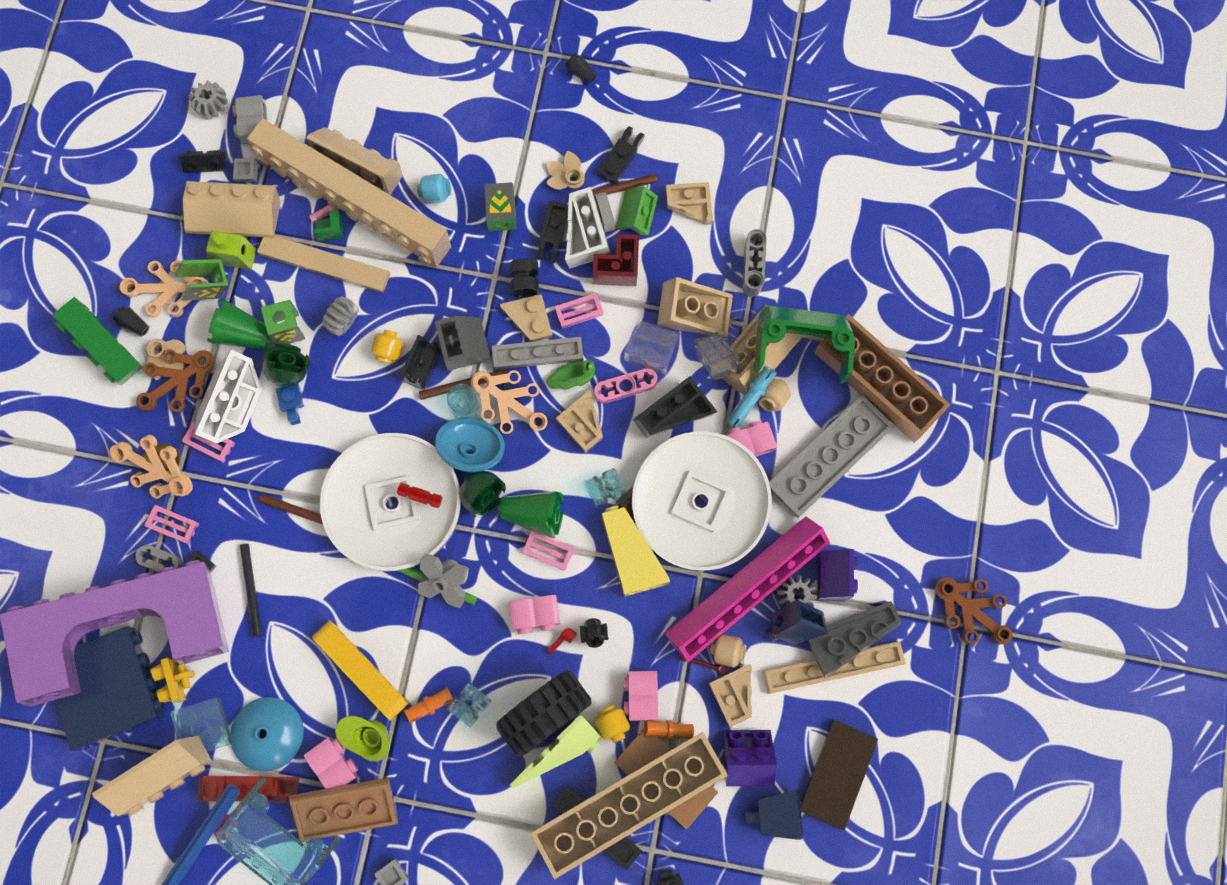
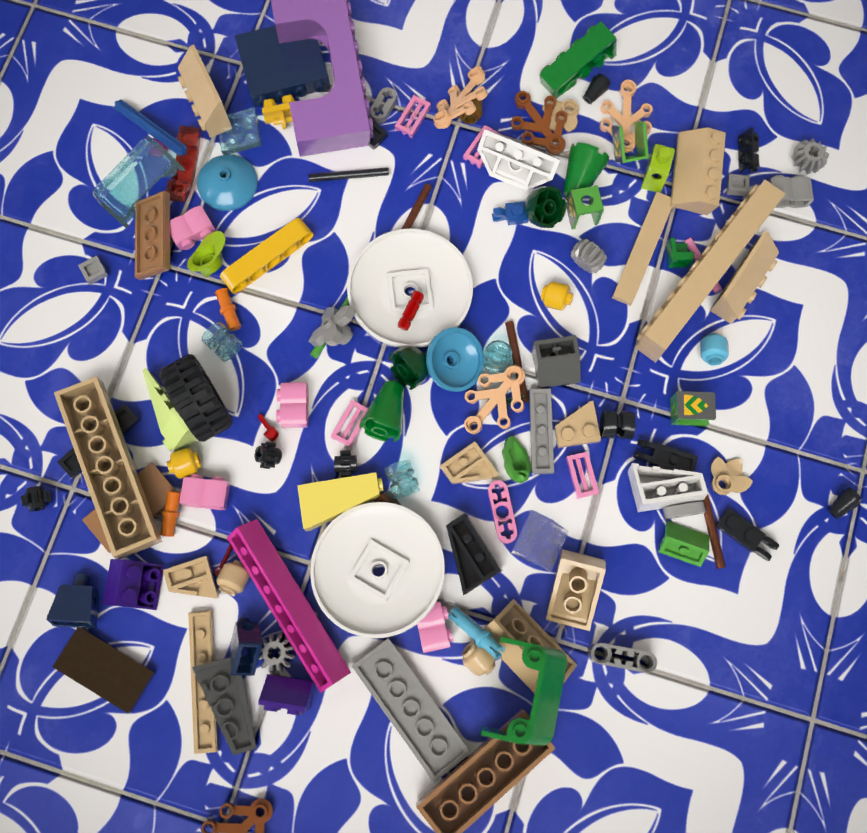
camera: 100 degrees right, 0 degrees up
(420, 362) = (539, 323): black hinge -> none
(594, 548) = (345, 463): none -> black gear
(618, 268) = (622, 519): dark red brick -> none
(690, 200) = (694, 600): tan wing -> none
(716, 355) = (521, 602): clear brick -> none

